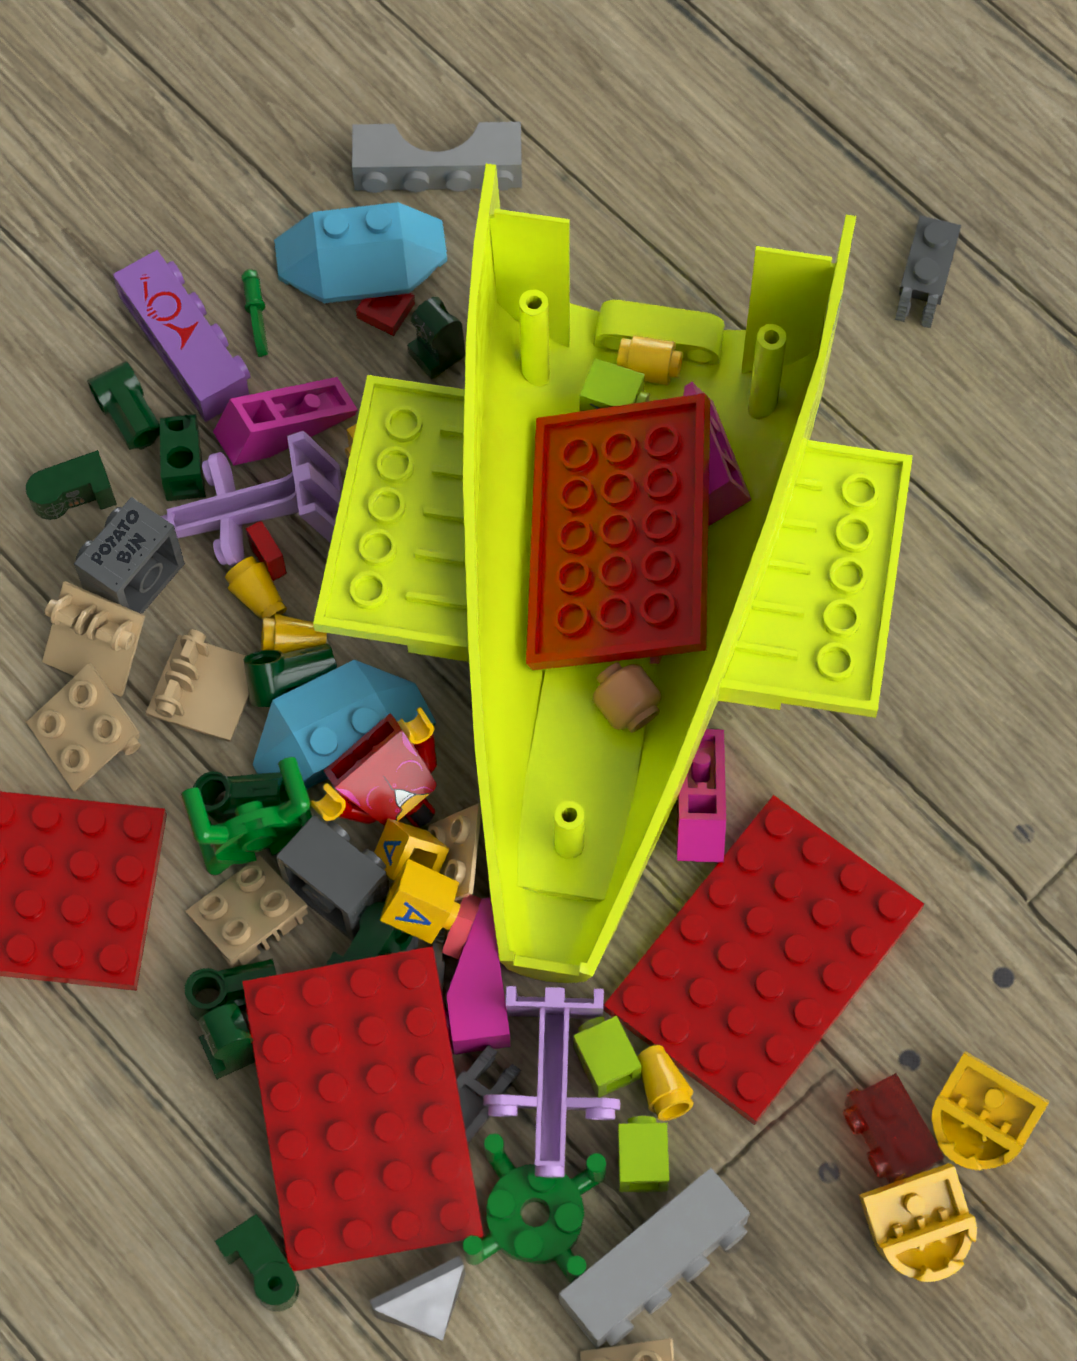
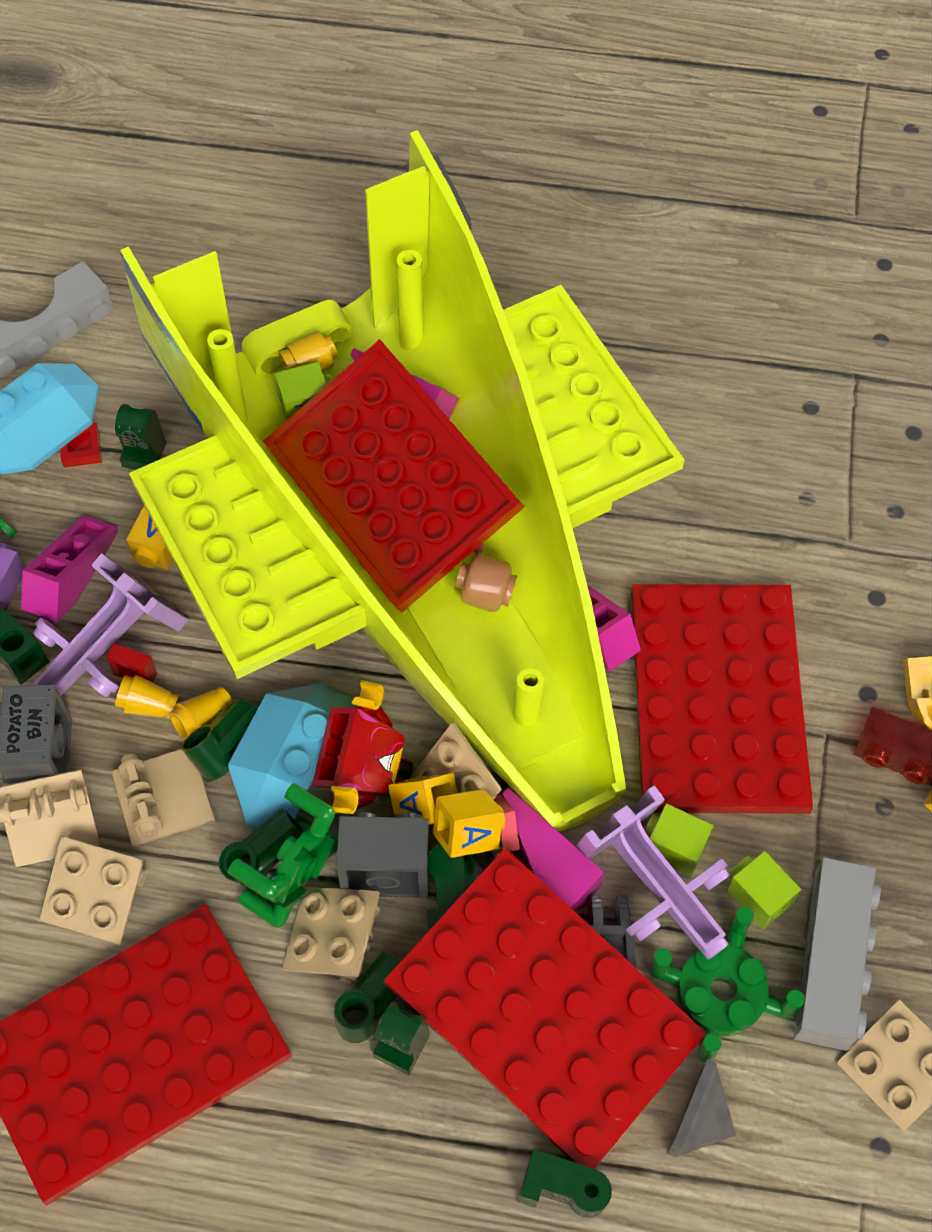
camera: 40 degrees left, 5 degrees down
(664, 1085) = (733, 829): yellow cone -> none

